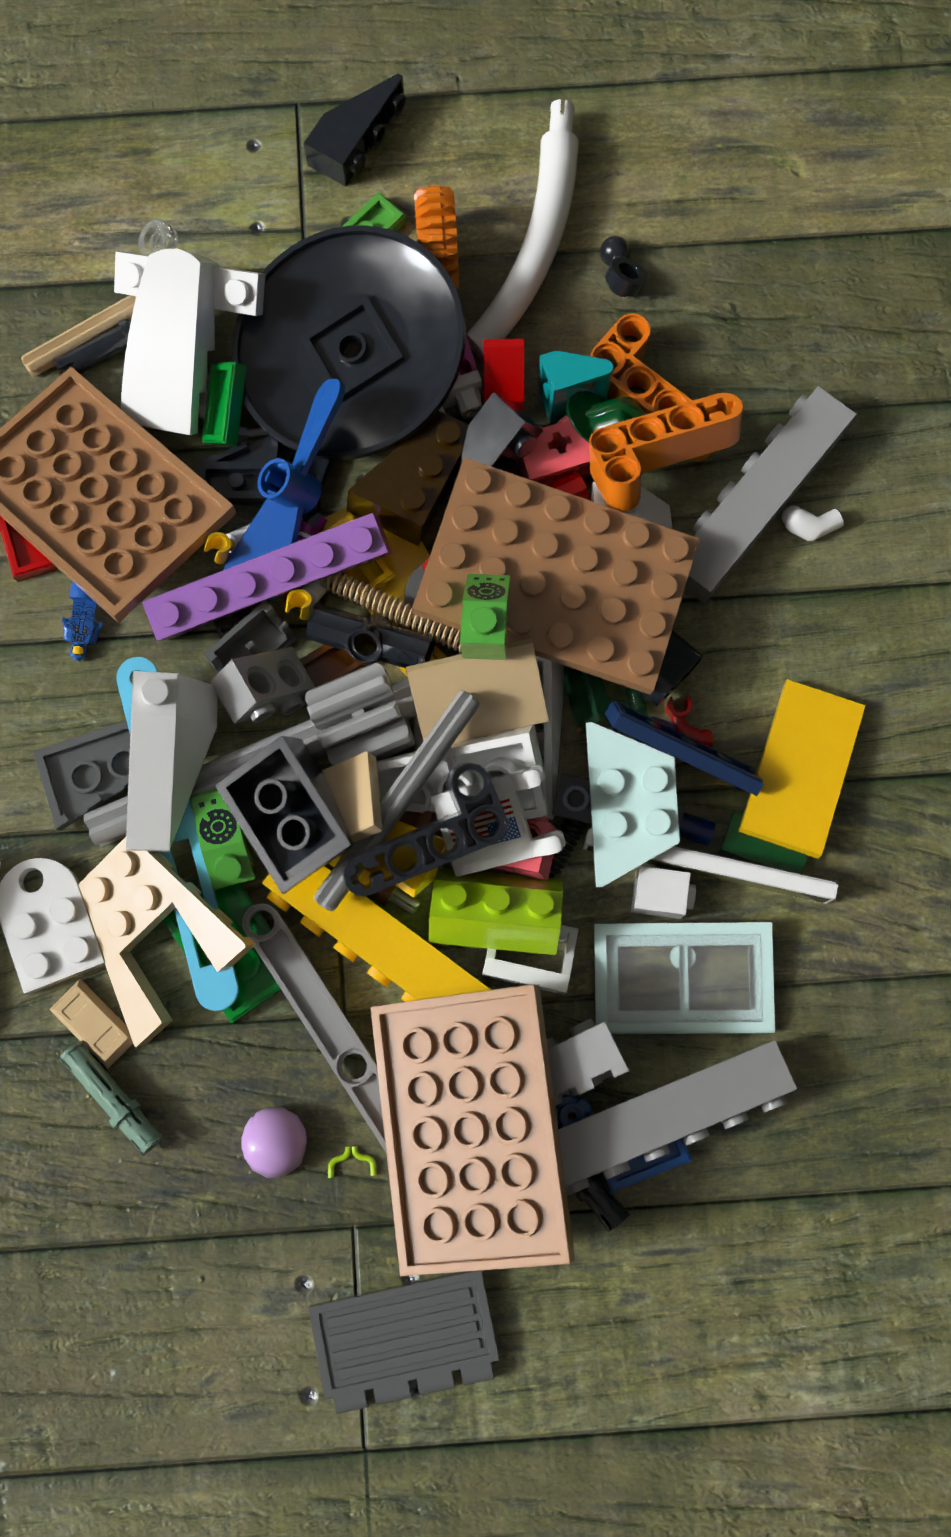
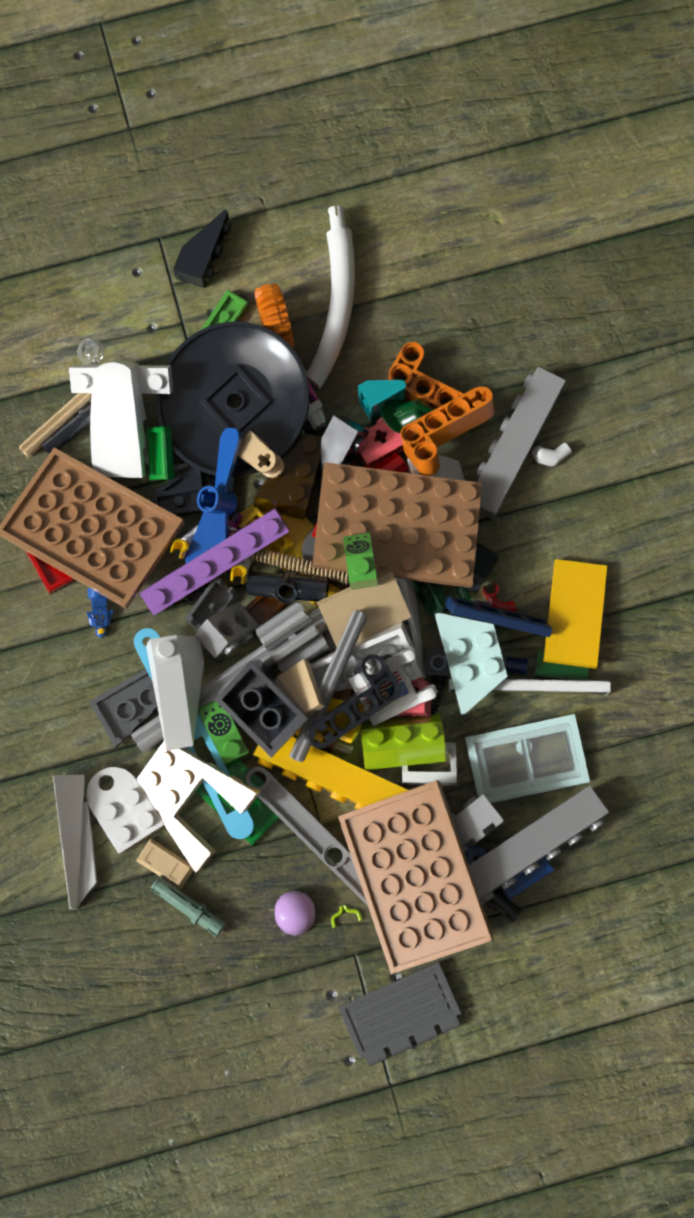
camera: 10 degrees left, 0 degrees up
(367, 429) = (257, 453): none -> tan piece
(504, 369) = (336, 399): red slope -> none
(623, 275) = (399, 315): black plate -> none
(662, 892) = (503, 709): white brick -> none

